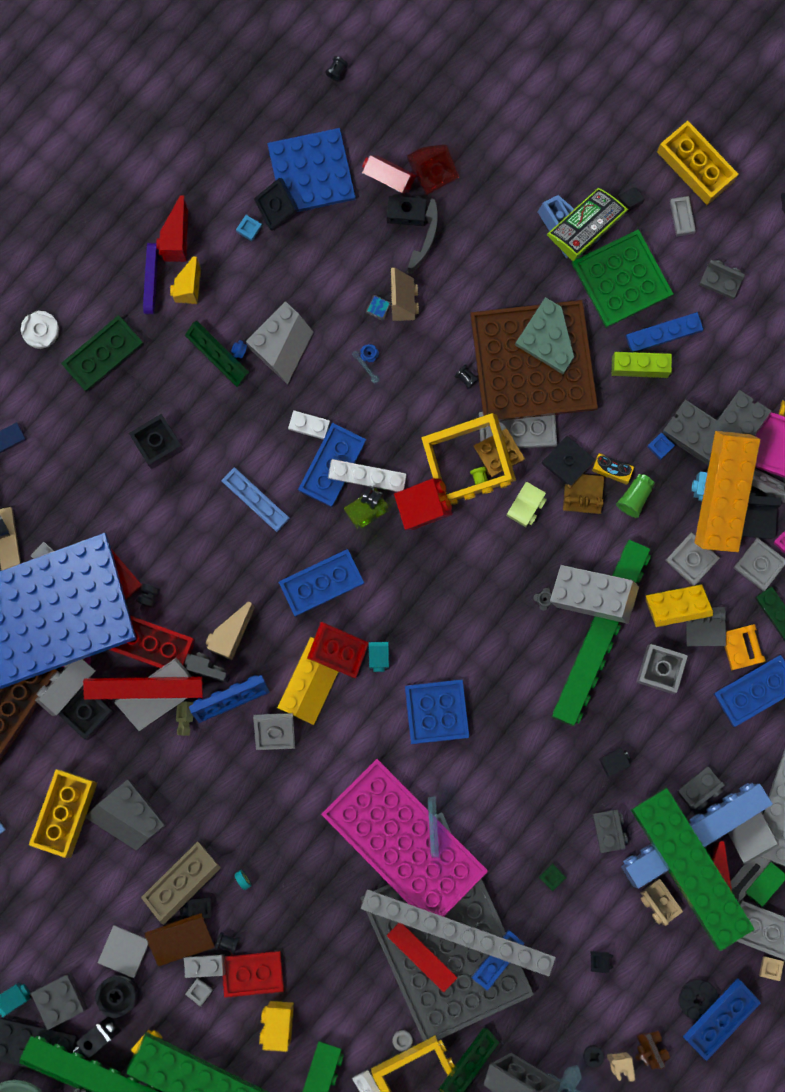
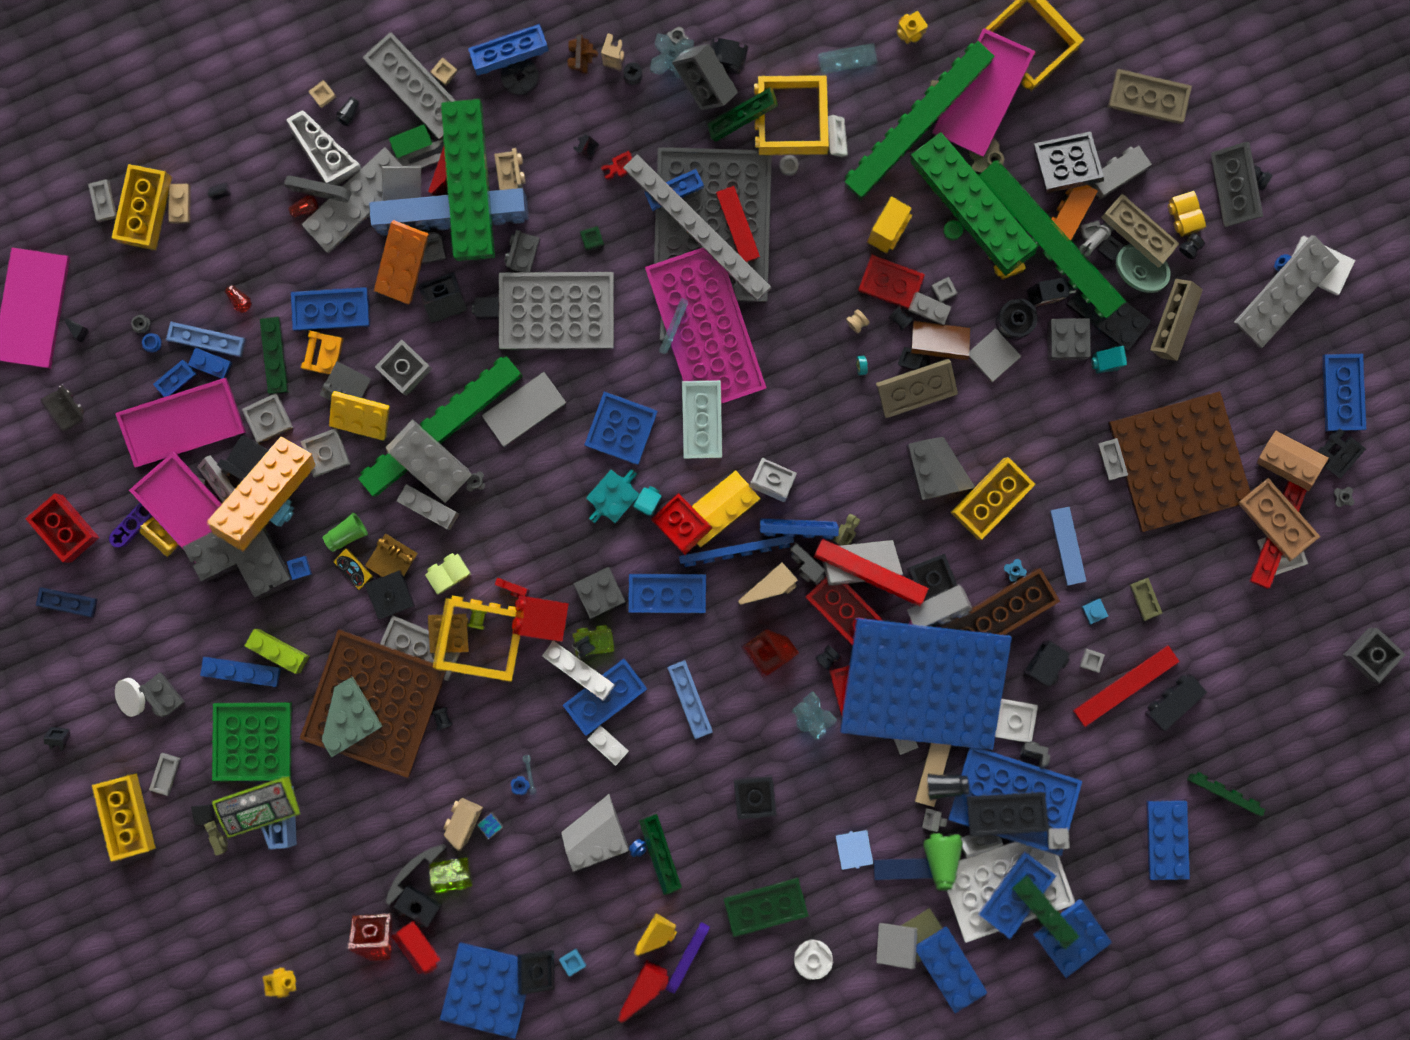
camera: 150 degrees left, 5 degrees up
(19, 757) = (1009, 568): none -> dark azure plate
(47, 440) = (854, 849): none -> light blue piece
(136, 535) = (812, 717): none -> clear light blue plant
(202, 575) = (769, 651): none -> clear red slope
(217, 1054) = (953, 230): none -> green tile
(266, 920) = (857, 321): none -> tan wheel
(283, 646) = (744, 549): none -> blue plate
(366, 755) = (702, 419): none -> light aqua plate
(382, 553) = (599, 592): none -> dark grey brick
(391, 249) = (450, 875): none -> clear neon green bracket
(413, 646) = (613, 496): none -> teal plate
(458, 520) = (516, 590): none -> red plate
(491, 92) = (279, 983): none -> yellow brick
(534, 686) = (524, 409): none -> light grey tile
(550, 792) = (556, 310): none -> light grey plate
(561, 961) = (618, 164): none -> red plate
(574, 554) = (428, 507): none -> light grey brick
(607, 182) = (218, 842): none -> olive plate
(661, 752) = (442, 297): none -> black slope
(714, 764) = (401, 262): none -> orange plate
(747, 263) = (129, 697): none -> white tile

